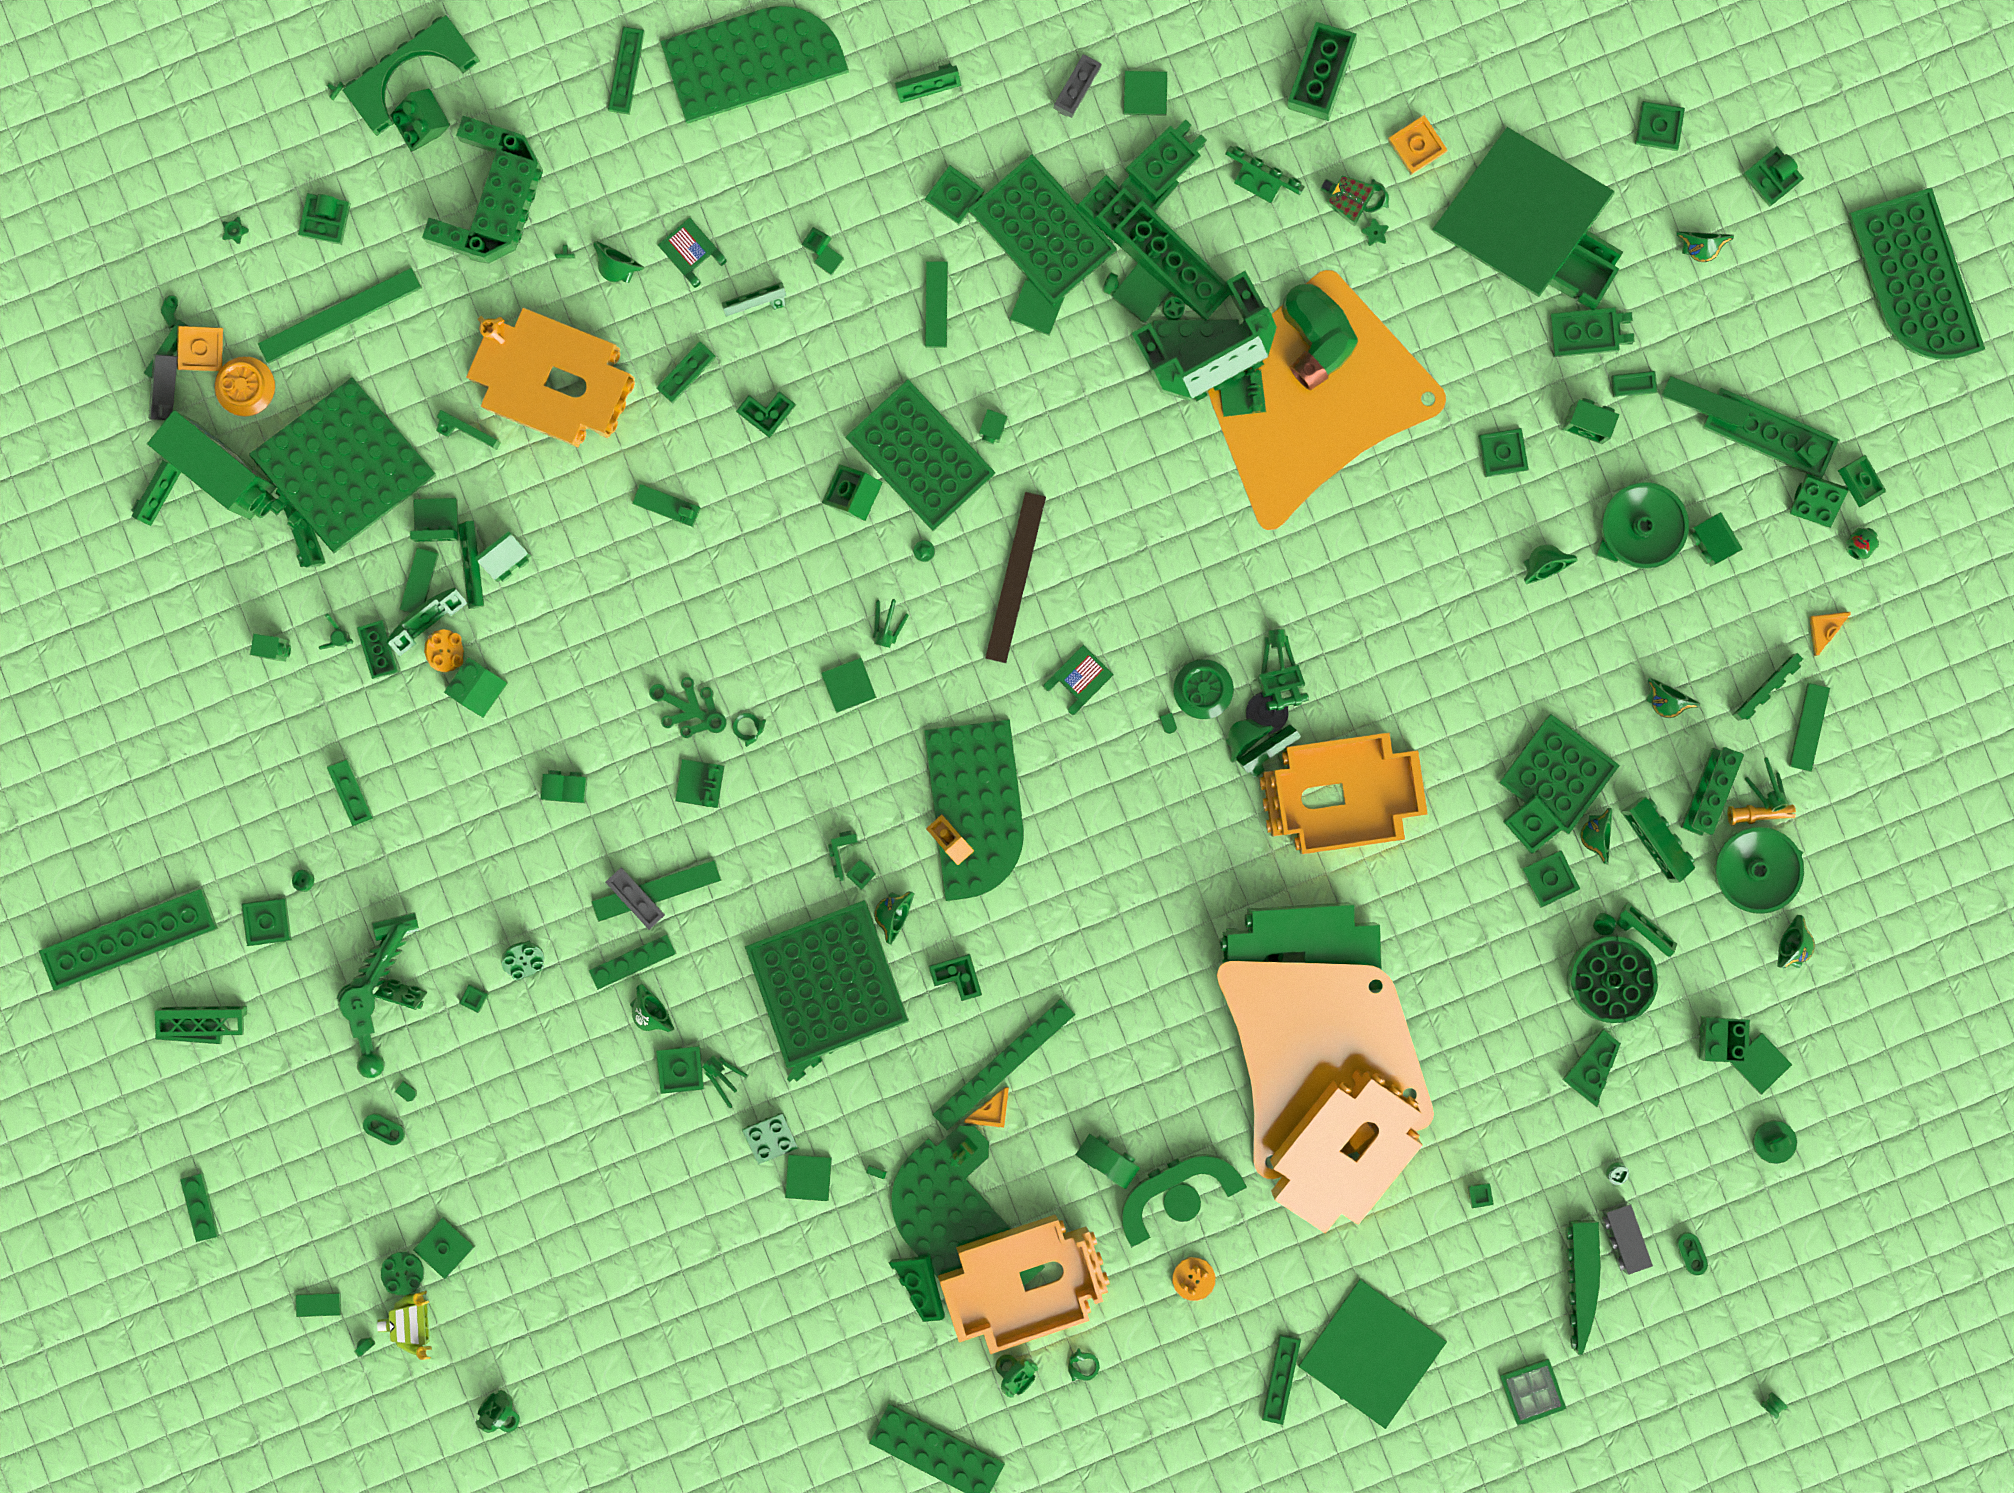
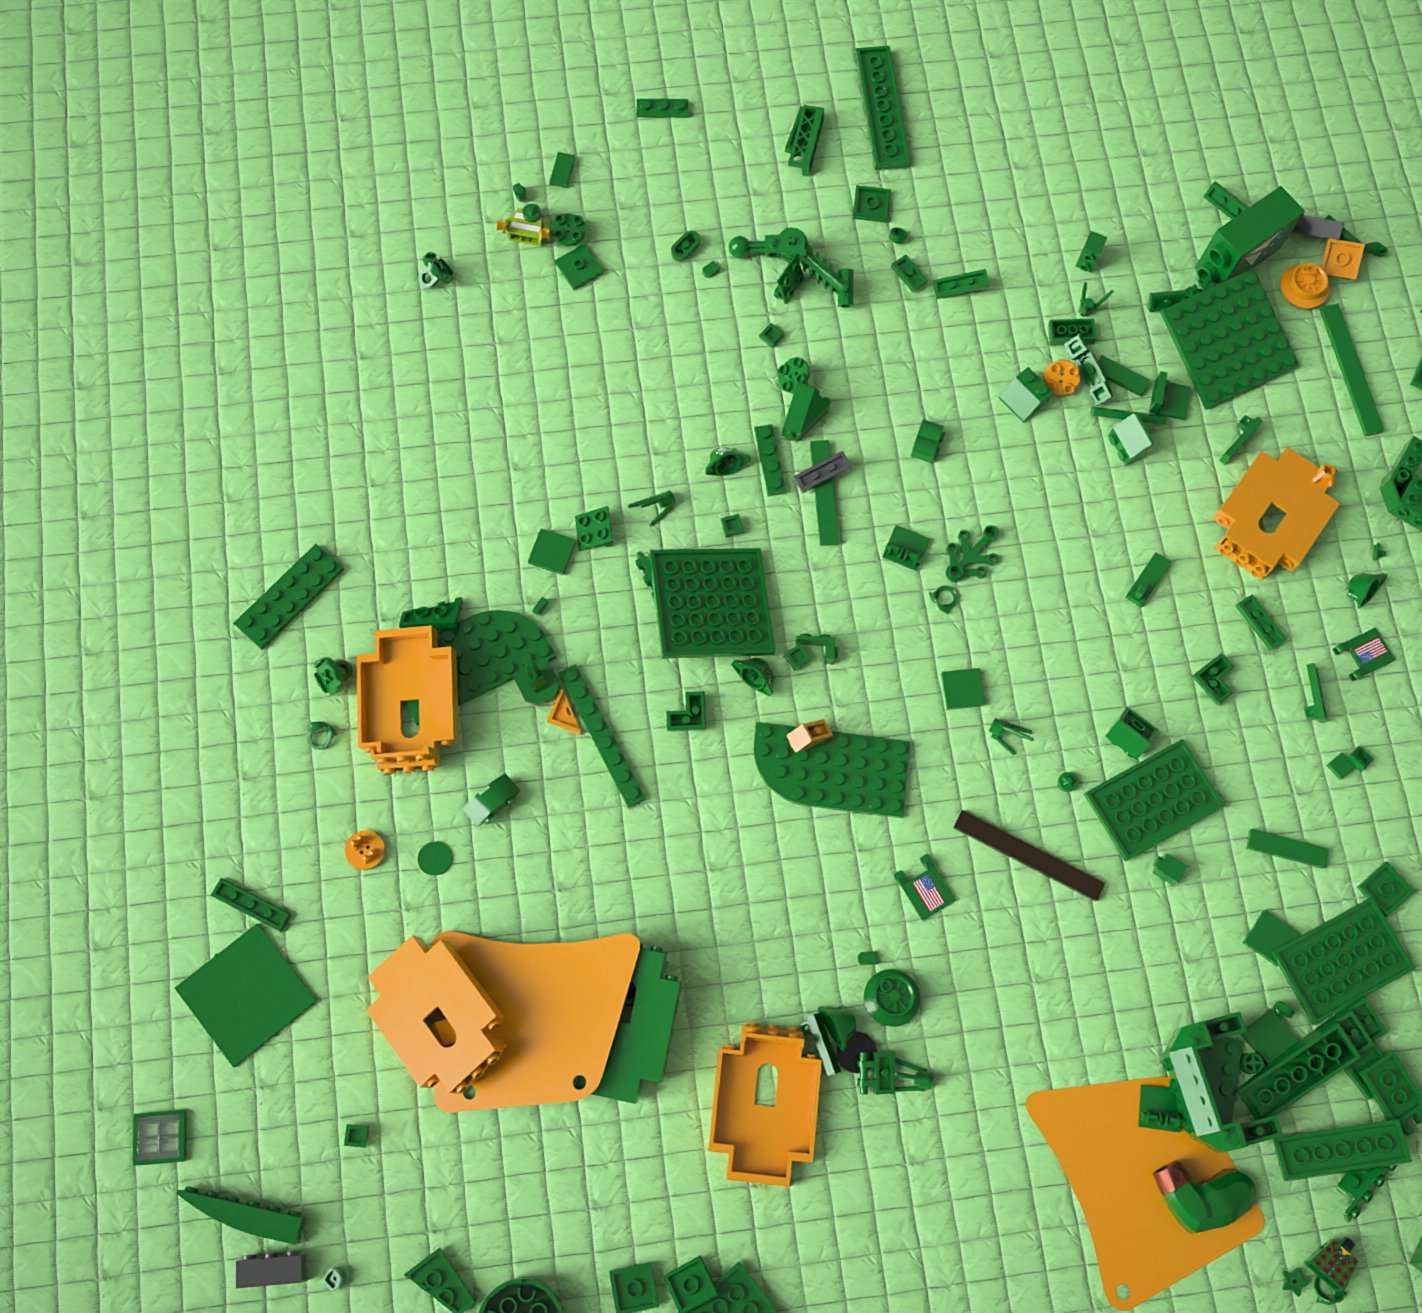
camera: 100 degrees right, 15 degrees down
(351, 856) = (909, 273): none -> green plate
(394, 1322) = (531, 212): none -> green tile
(567, 937) = (804, 412): none -> green slope
(680, 1069) = (670, 473): green plate -> none
(725, 984) = (732, 525): none -> green plate
(1169, 1177) = (451, 900): green arch -> none
(1239, 205) = (1341, 1150): none -> green plate

